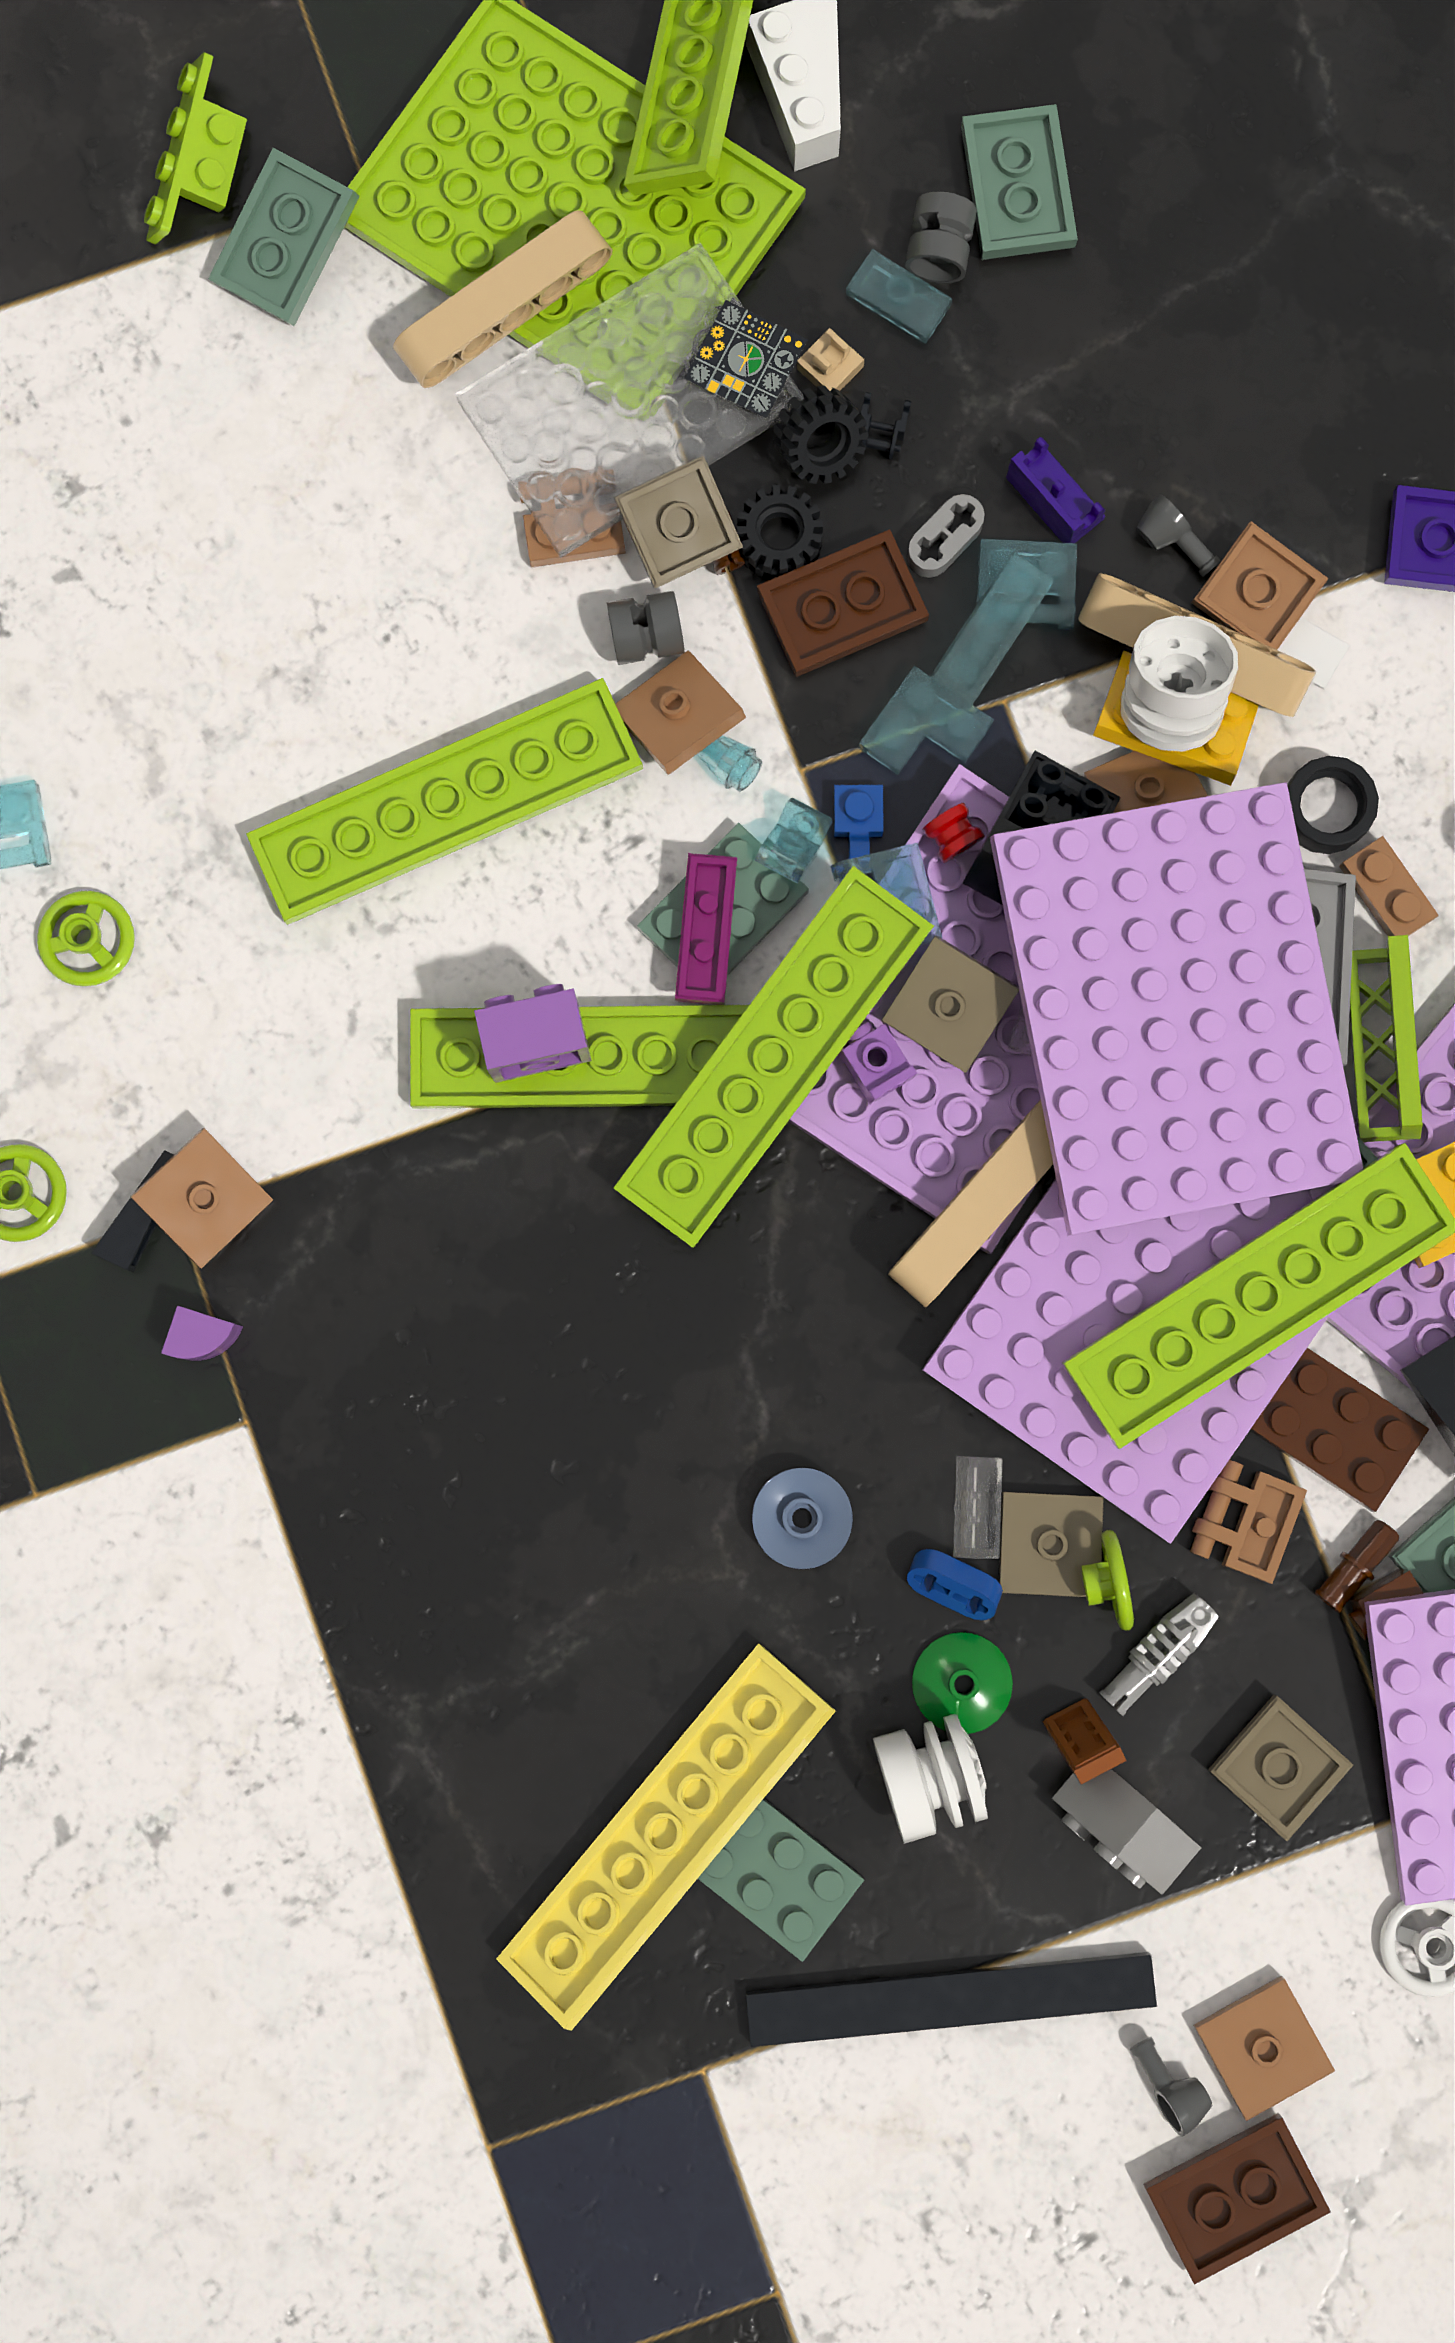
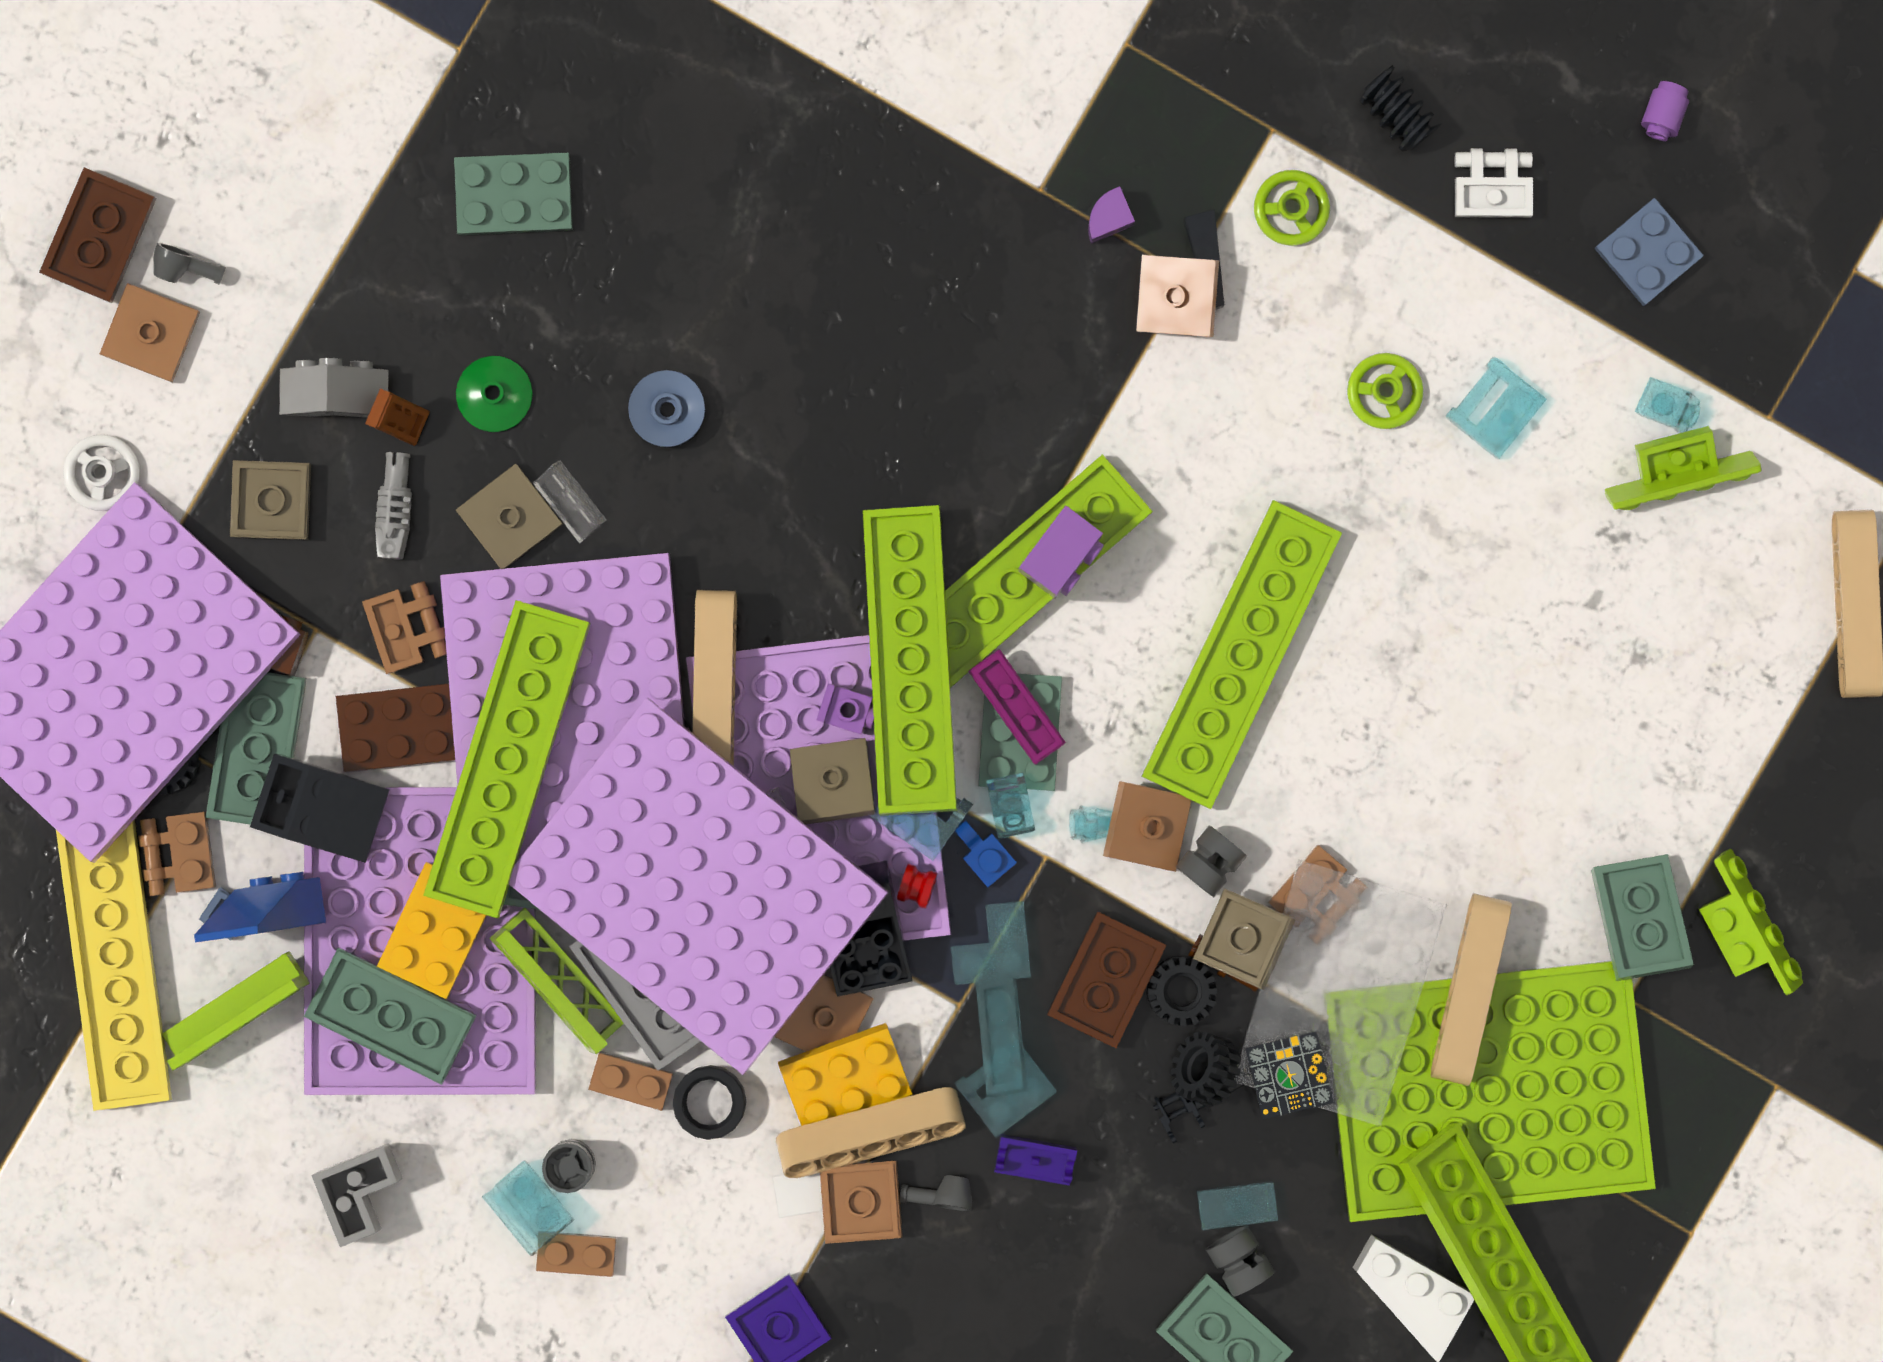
camera: 135 degrees right, 5 degrees up
(664, 1837) = (592, 161): light yellow plate -> none
(830, 362) = (1242, 1126): tan tile -> none
(931, 1778) = (467, 321): white wheel -> none
(938, 528) = (1090, 1076): light grey beam -> none
(951, 1999) = (351, 208): black tile -> none
(954, 1584) = (545, 445): blue beam -> none
(1109, 1581) = (458, 522): lime piece -> none
(1178, 683) = (863, 1104): white wheel -> none
(1358, 1565) = (320, 656): reddish brown axle -> none

